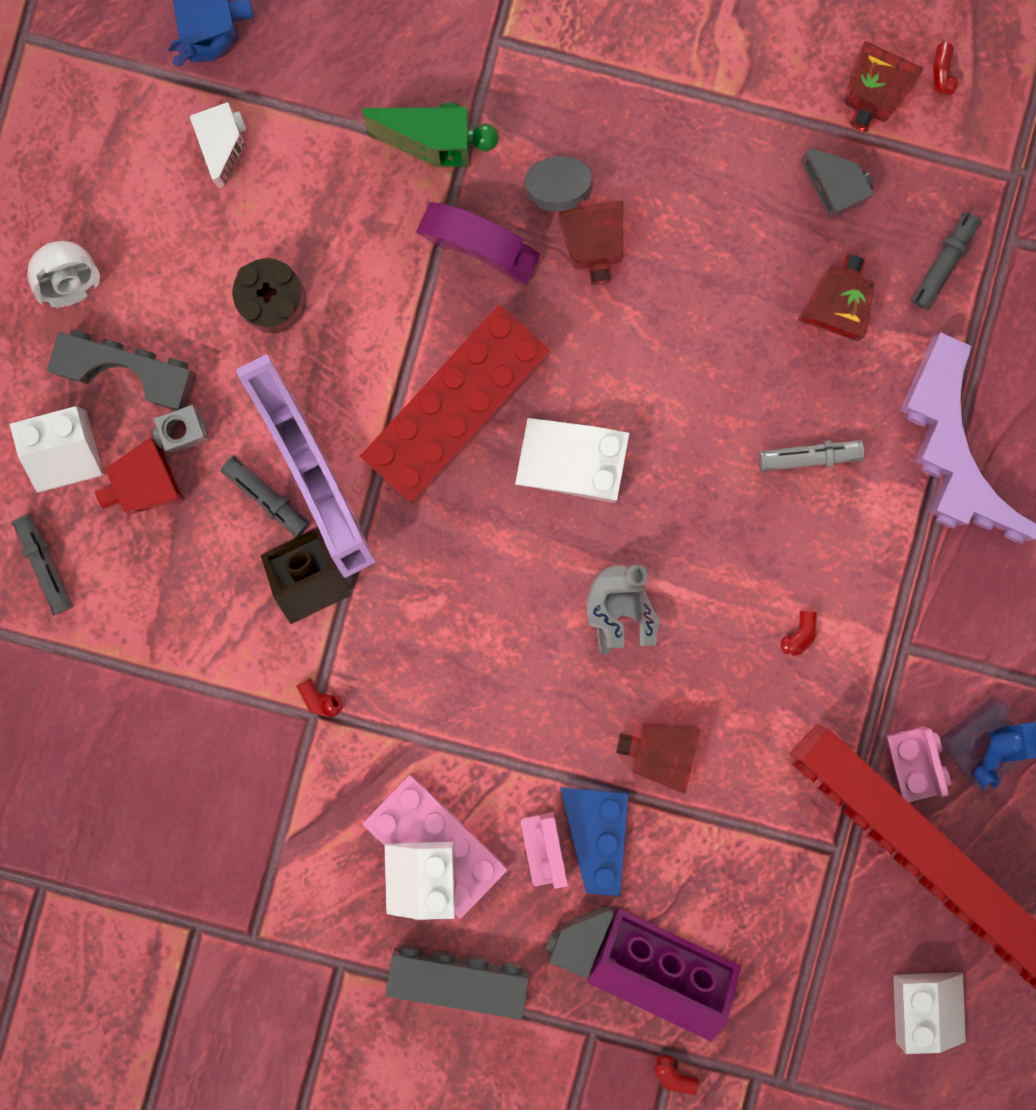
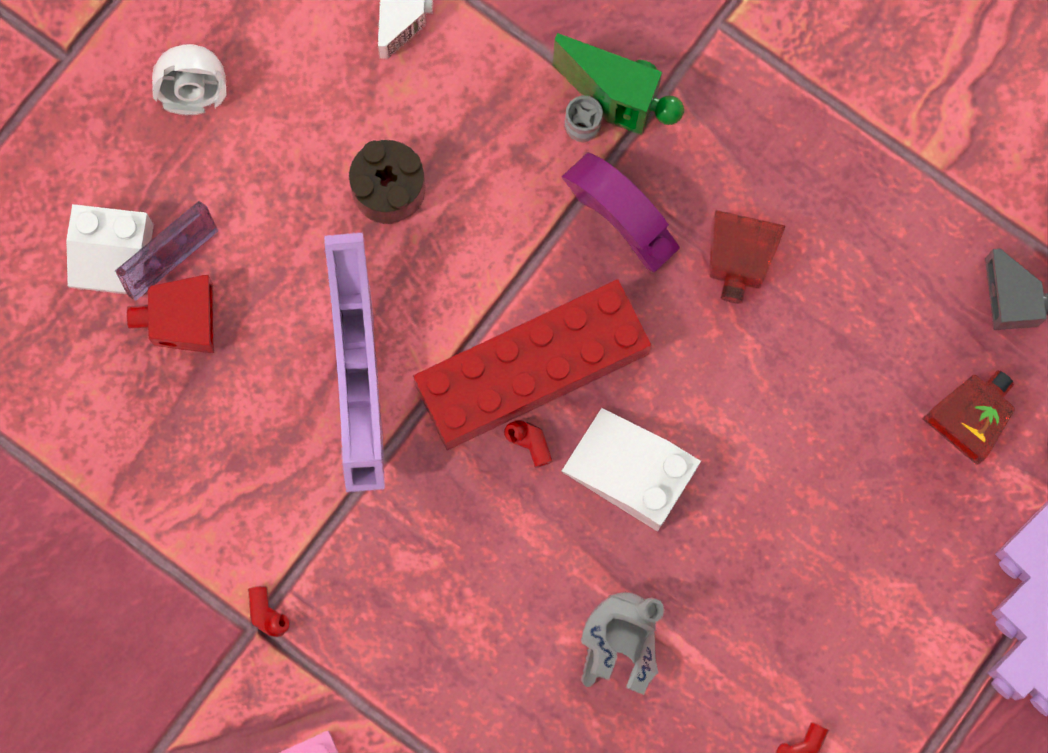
camera: 20 degrees right, 10 degrees down
(42, 563) = (41, 359): dark grey pin -> none
(83, 360) = (173, 171): dark grey arch -> none
(107, 430) = (166, 250): none -> clear purple tile
(195, 429) = (252, 291): light grey brick -> none
(275, 505) = (304, 393): dark grey pin -> none
(304, 576) = (305, 478): dark brown slope -> none
(414, 167) = (586, 112): none -> light grey wheel
(478, 467) = (529, 437): none -> red arm
(558, 183) = (726, 184): dark grey tile -> none
(822, 454) = (899, 567): light grey pin -> none

